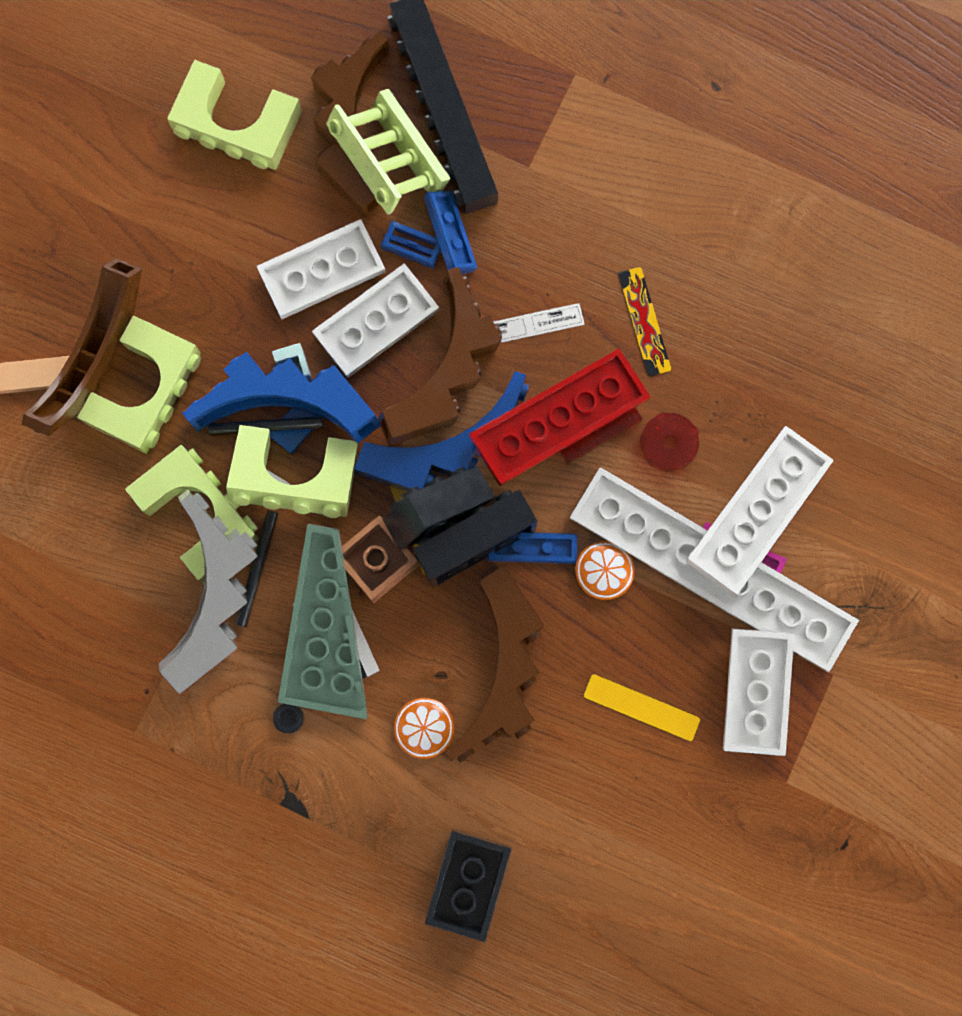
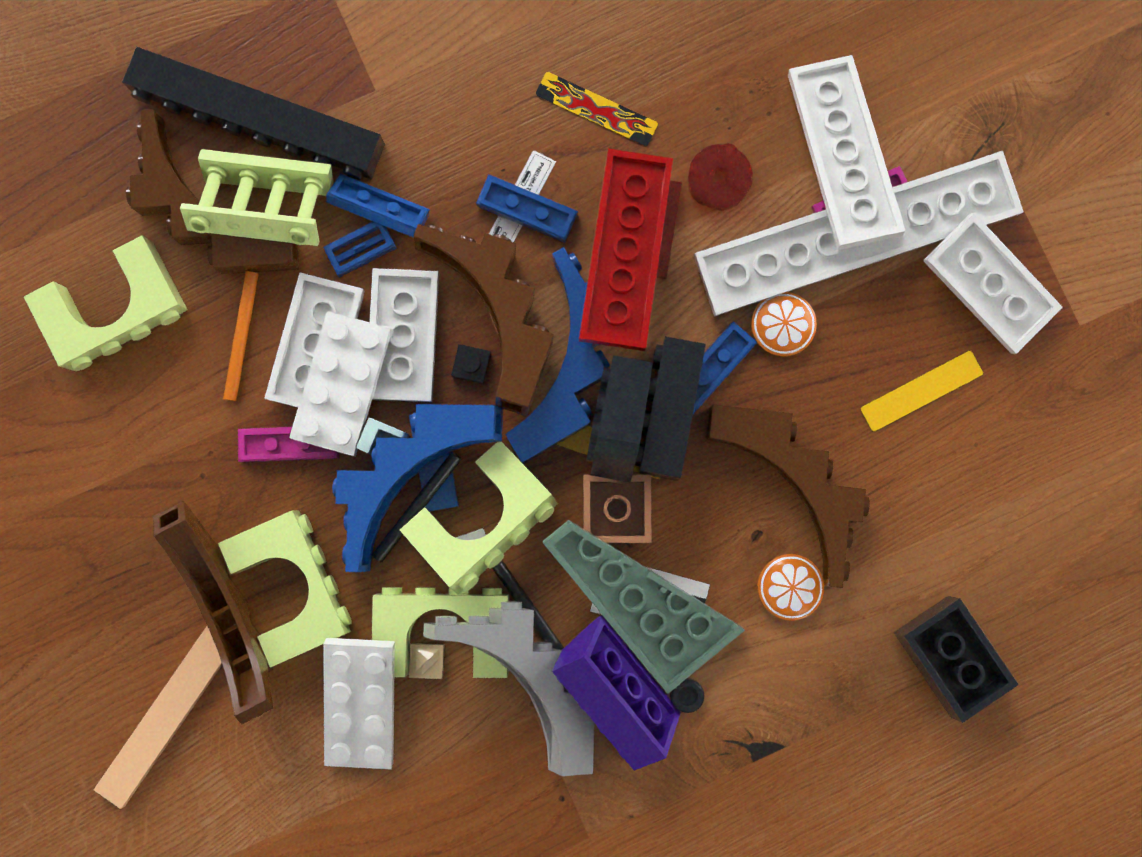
camera: 50 degrees left, 5 degrees up
(100, 496) = (359, 703): none -> white plate
(167, 520) = (426, 661): none -> tan tile
(240, 308) = (275, 445): none -> dark pink tile
(248, 664) = (618, 694): none -> dark purple slope
(287, 217) = (240, 336): none -> orange bar
(308, 306) = (340, 383): none -> white plate
(395, 382) = (471, 364): none -> black plate
(534, 331) = (526, 208): none -> blue tile

